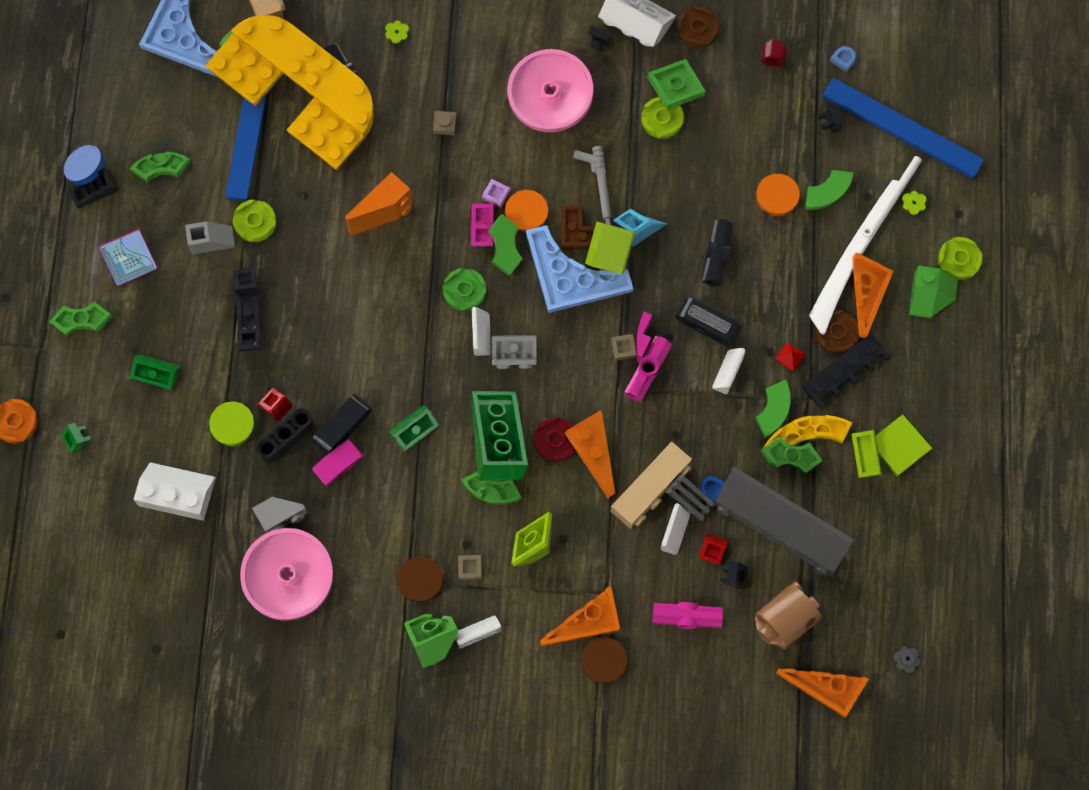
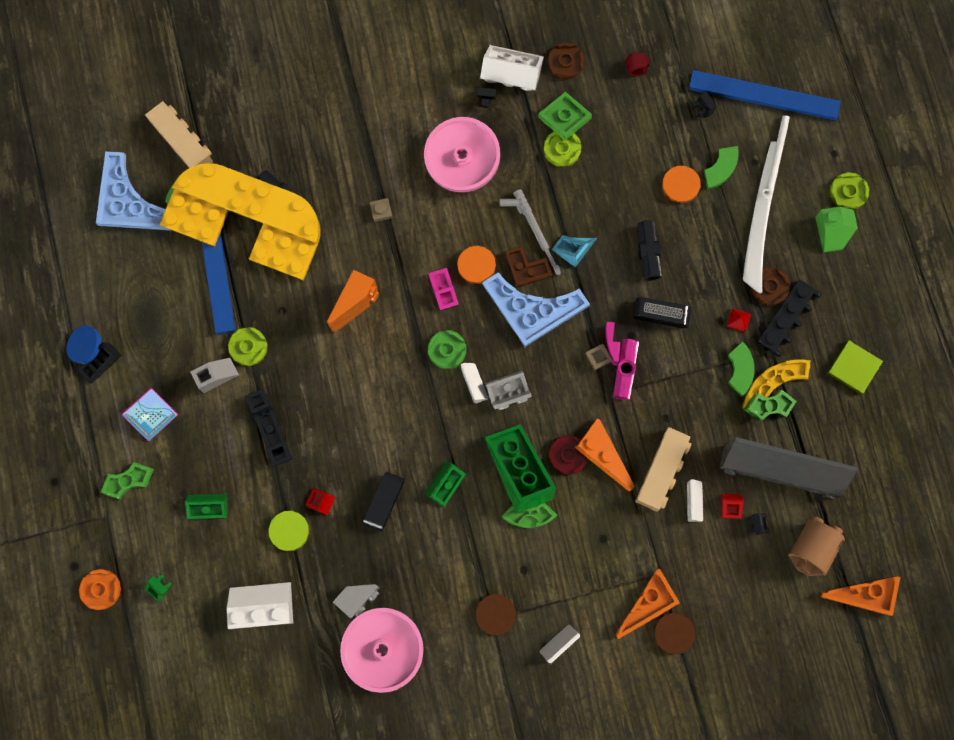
camera: 15 degrees left, 5 degrees up
(160, 164) = (150, 322): bright green tile -> none
(288, 425) = (329, 532): black beam -> none
(337, 462) = (391, 535): dark pink slope -> none
(392, 30) = (313, 139): lime plant -> none
(431, 637) = (523, 663): bright green slope -> none
(469, 567) = (534, 590): dark tan plate -> none
(496, 193) = (445, 257): lavender tile -> none
(503, 234) = (465, 292): bright green tile -> none
(533, 541) = (581, 551): lime slope -> none
(610, 248) = (559, 276): lime slope -> none
(687, 615) = (731, 572): dark pink piece -> none
(704, 508) = (712, 473): dark grey tile -> none
(711, 487) = (713, 454): blue tile -> none
(728, 370) = (693, 348): white slope -> none
(844, 58) = (695, 50): medium blue tile -> none
(866, 454) = (831, 384): lime tile -> none
(870, 285) = (785, 238): orange wing -> none
(902, 663) = (917, 548): dark grey plant -> none
(919, 201) = (798, 152): lime plant -> none

